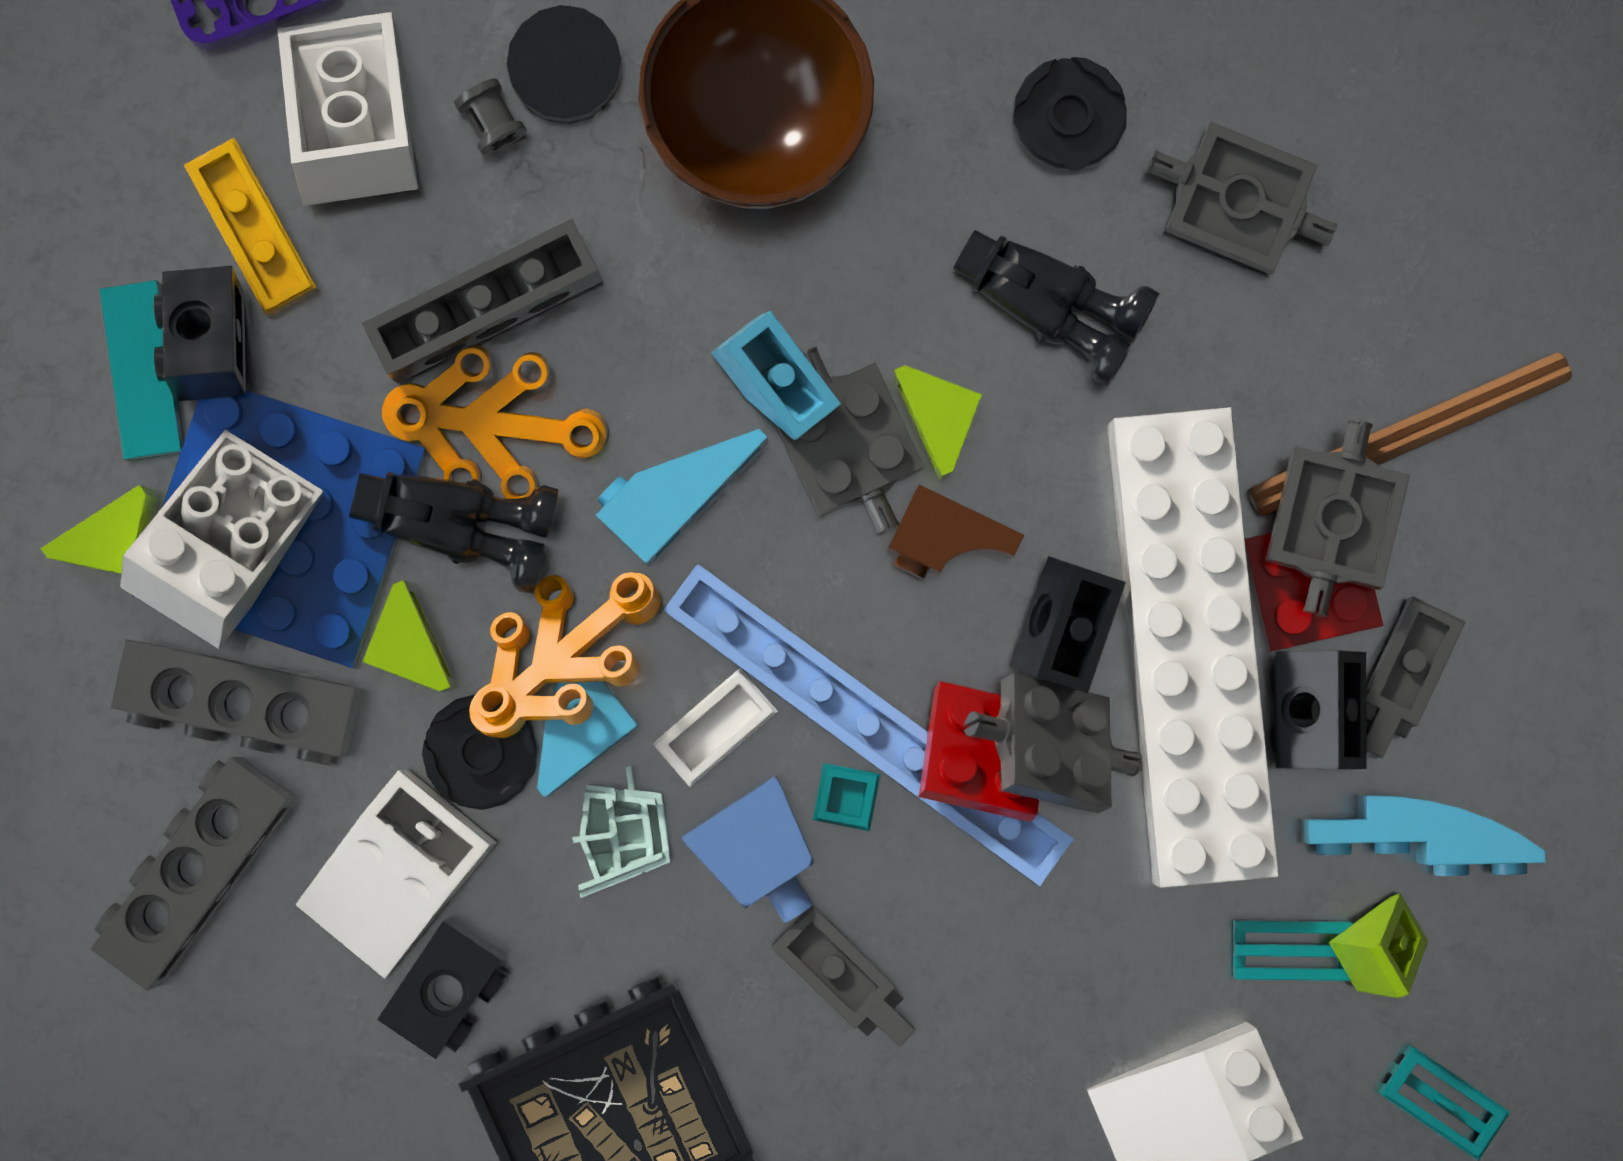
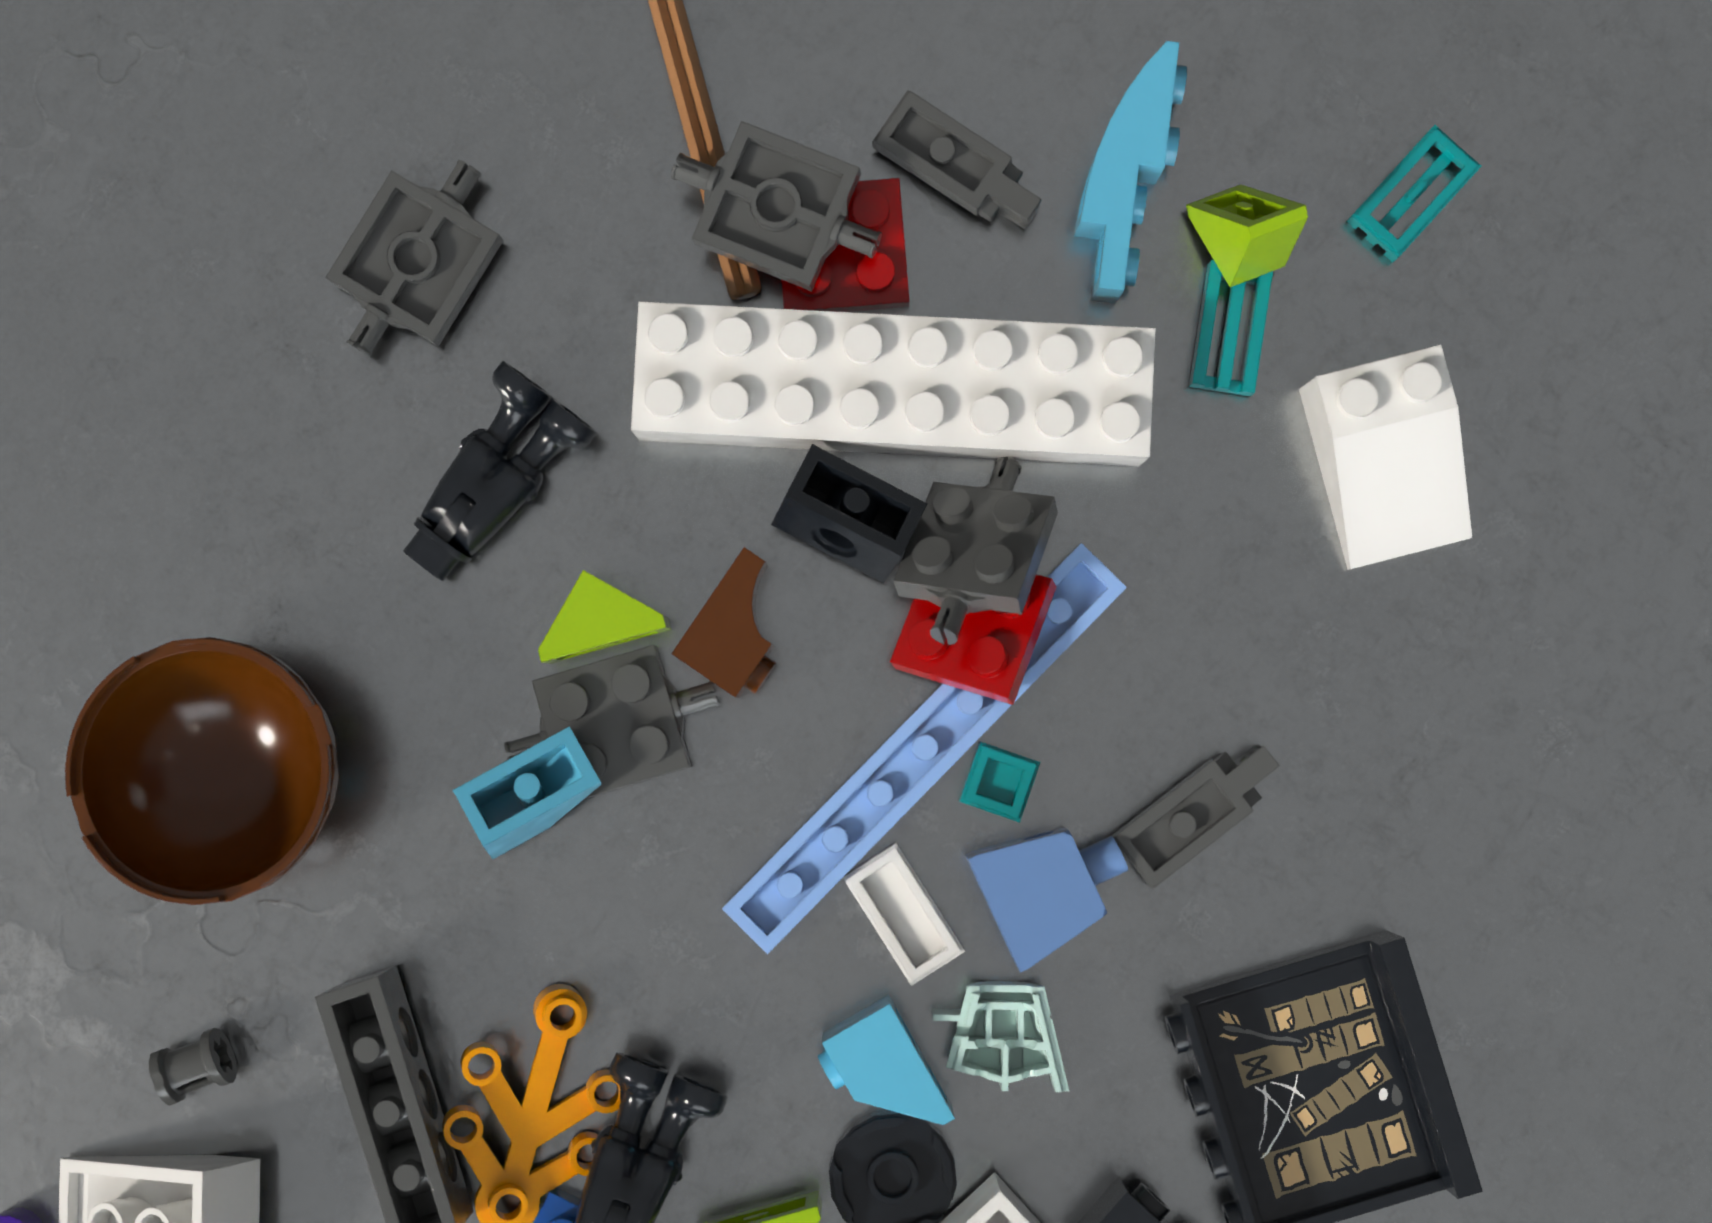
camera: 80 degrees left, 0 degrees up
(558, 658) = (801, 1079): light orange plant -> none
(564, 63) = (148, 974): black tile -> none
(668, 497) = (644, 929): medium azure slope -> none
(1069, 114) = (295, 429): black tile -> none
(1340, 732) = (959, 231): black brick -> none

